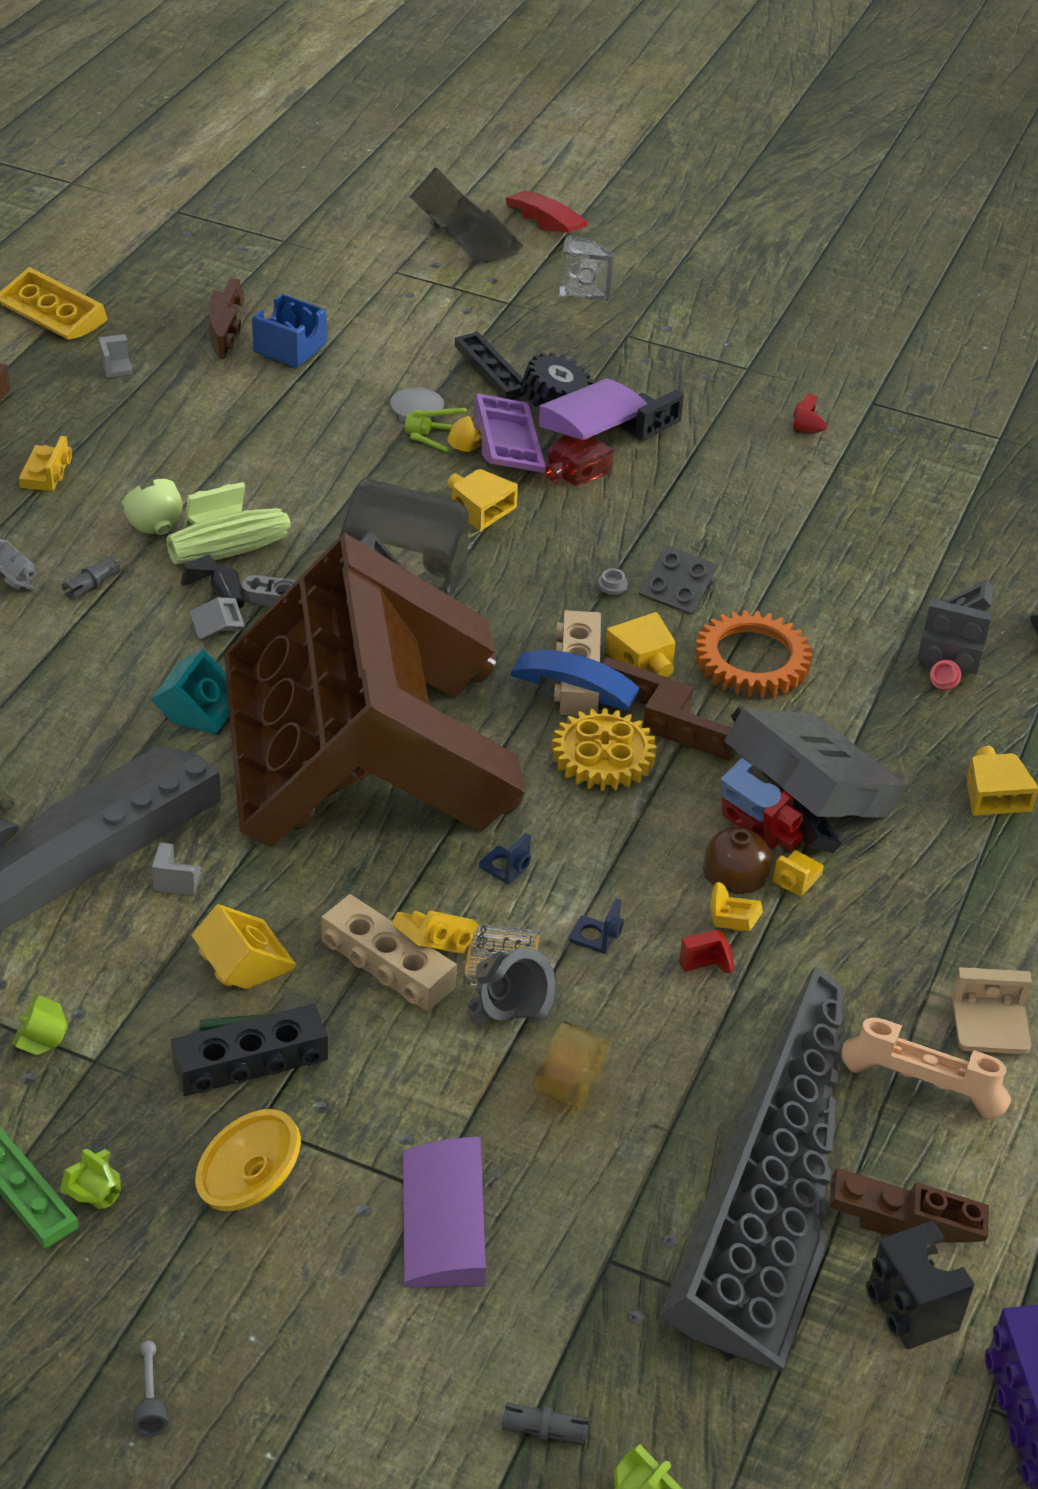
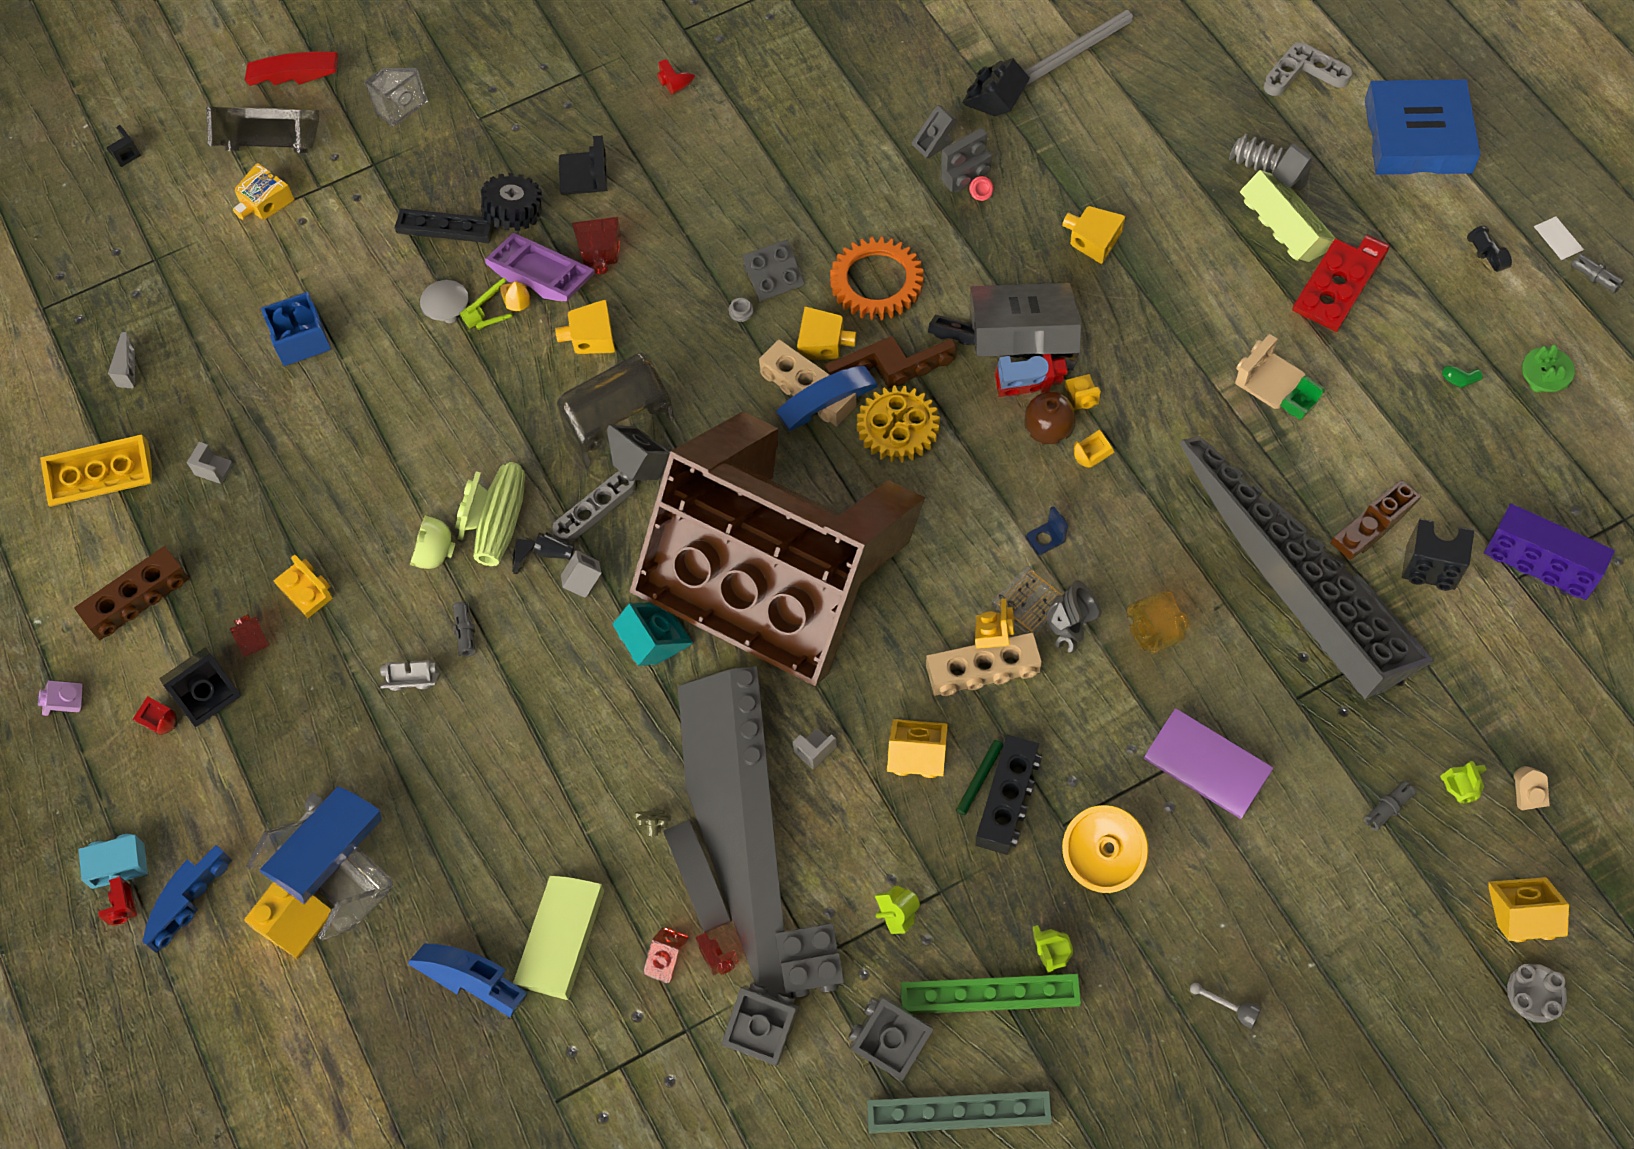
camera: 45 degrees left, 20 degrees up
(155, 263) = (123, 363): none -> light grey slope
(223, 317) = (229, 363): reddish brown slope -> none
(366, 172) = (124, 149): none -> black panel
(404, 256) = (261, 194): none -> yellow torso
(517, 860) = (958, 541): dark blue bracket -> none
(591, 409) = (567, 200): medium lavender slope -> none
(706, 950) = (1115, 480): red plate -> none
(978, 1078) = (1262, 447): light nougat plate -> none
(1009, 1053) = (1302, 398): none -> green bracket

